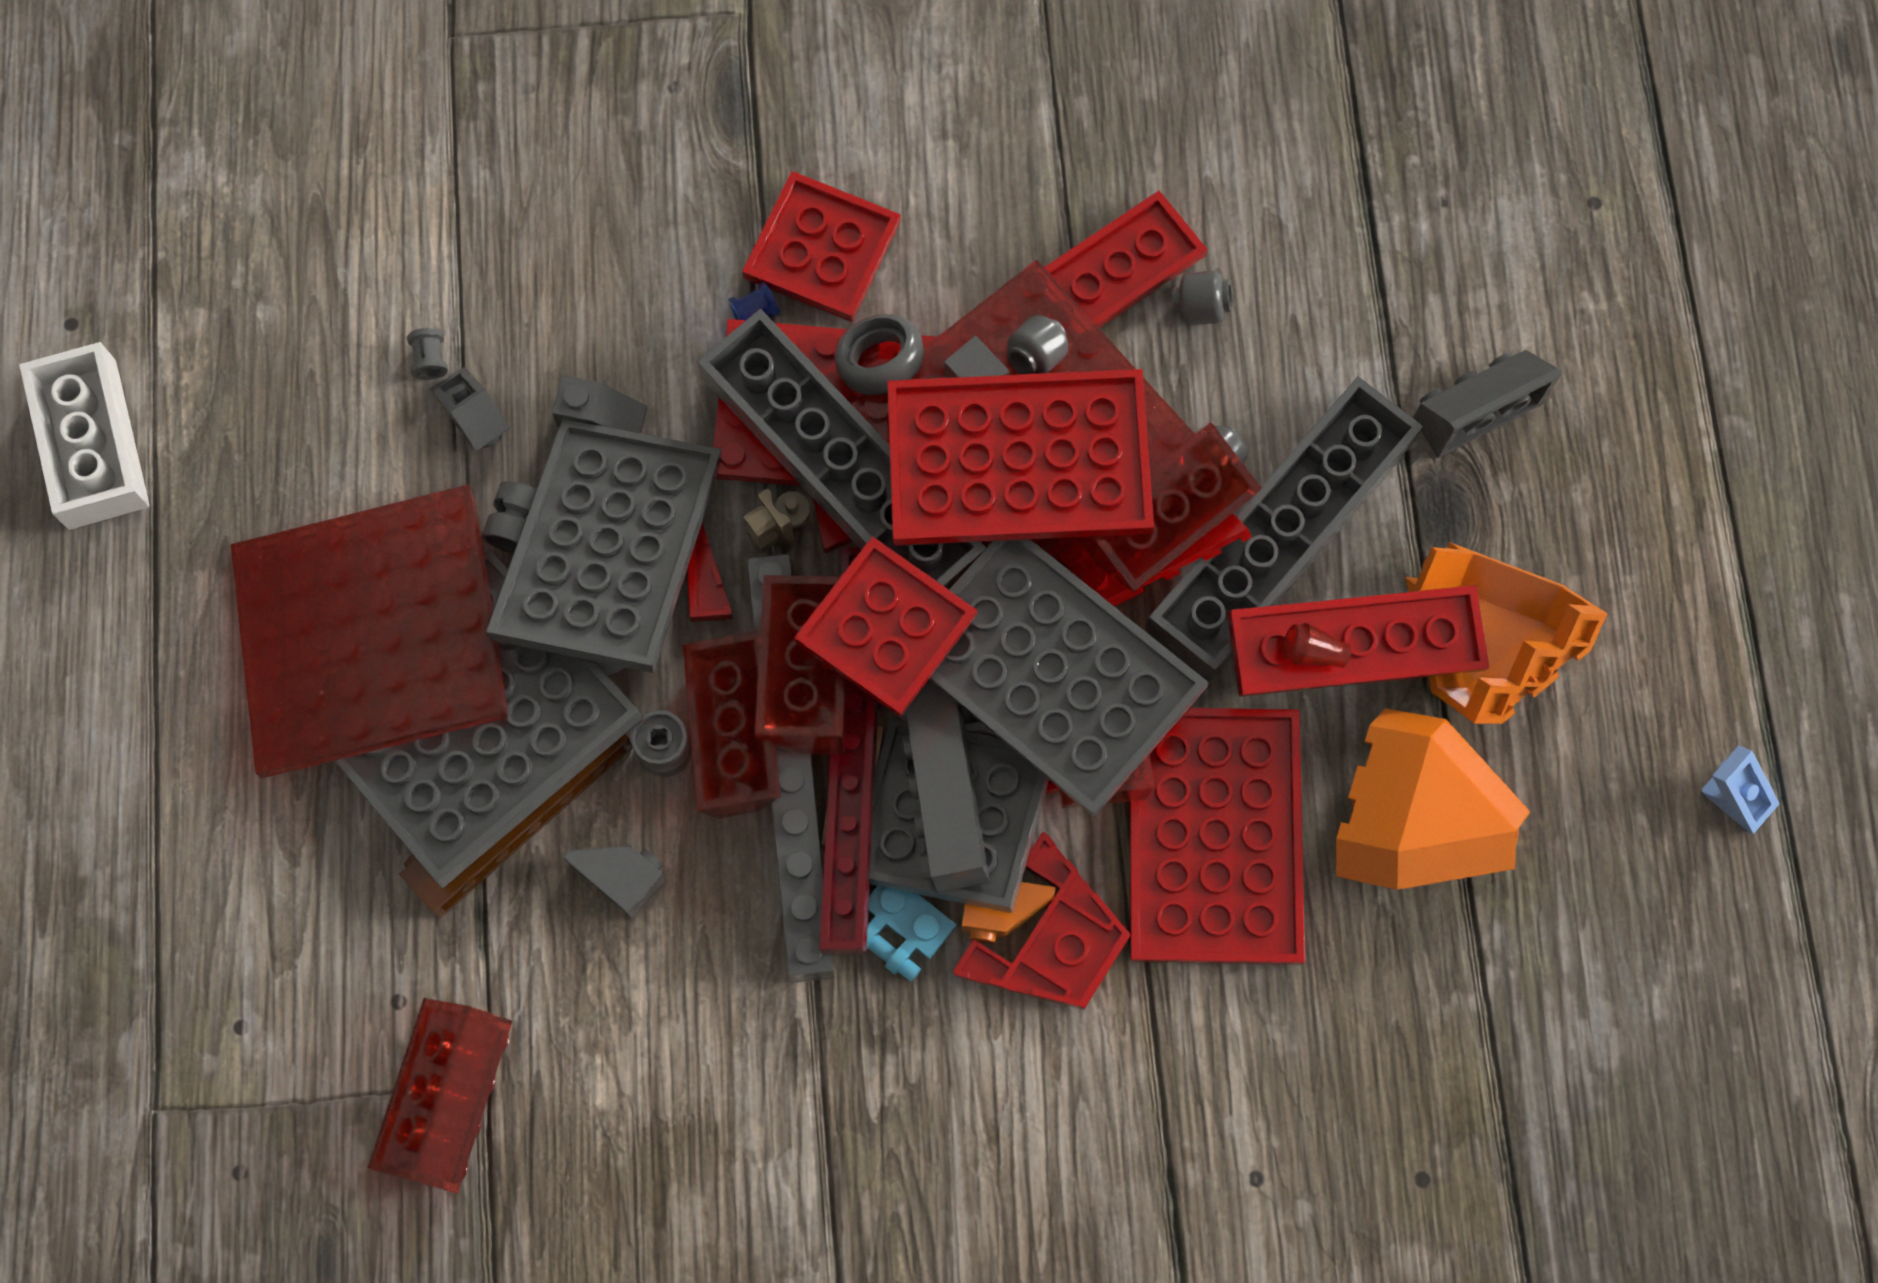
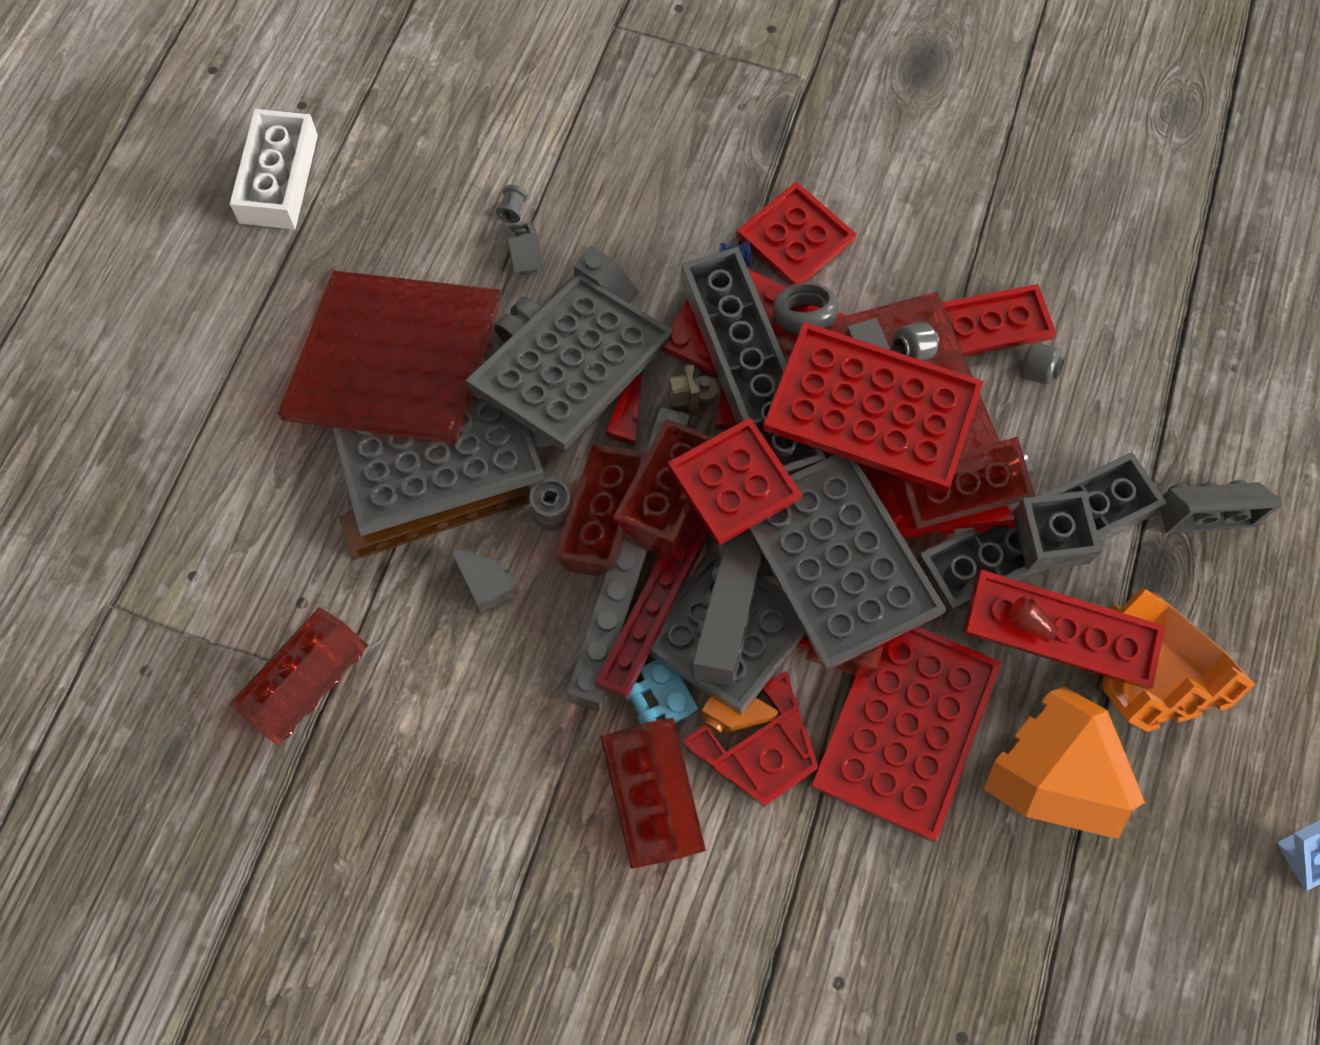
camera: 20 degrees right, 5 degrees down
(944, 1052) = (652, 793): none -> clear red slope
(1303, 522) = (1056, 531): none -> dark grey brick

